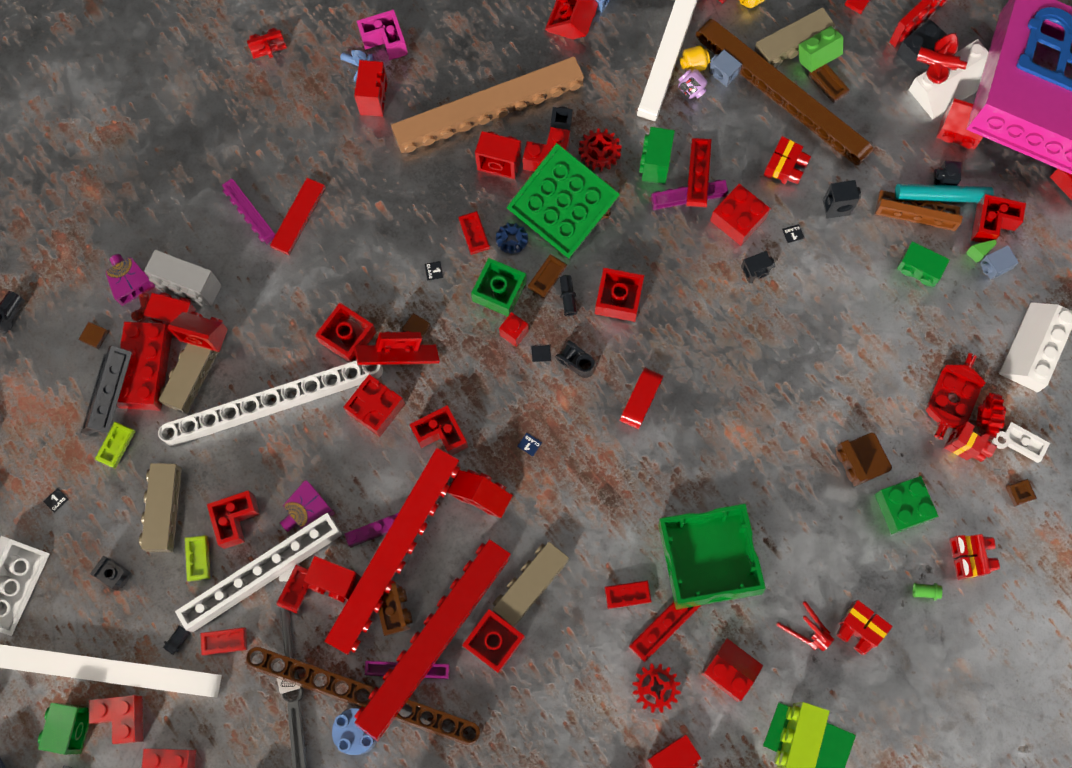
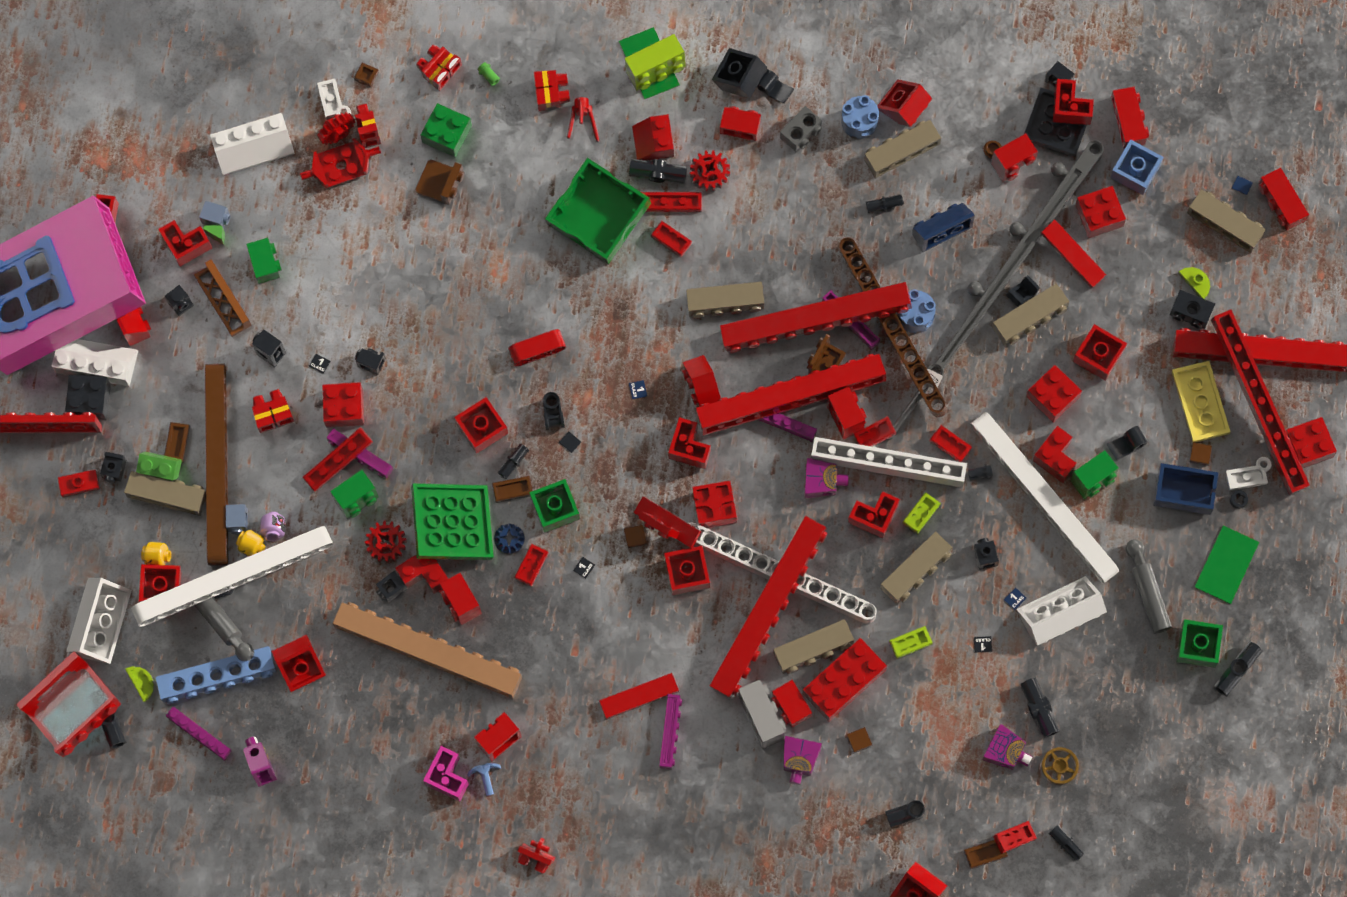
camera: 135 degrees left, 0 degrees up
(59, 562) = (1015, 598): none -> dark blue sticker
(106, 391) = (880, 671): black fence -> none
(138, 315) = (808, 725): clear red arm -> none
(198, 330) = (783, 654): red slope -> none
(251, 364) = (768, 606): none -> red brick
(493, 641) = (781, 284): red brick -> none
(513, 329) = (573, 469): red brick -> none
(699, 644) = (657, 171): none -> black piece
(851, 22) = (115, 474): none -> black brick
(942, 58) = (97, 370): red plant -> none
(942, 193) = (195, 291): teal piece -> none

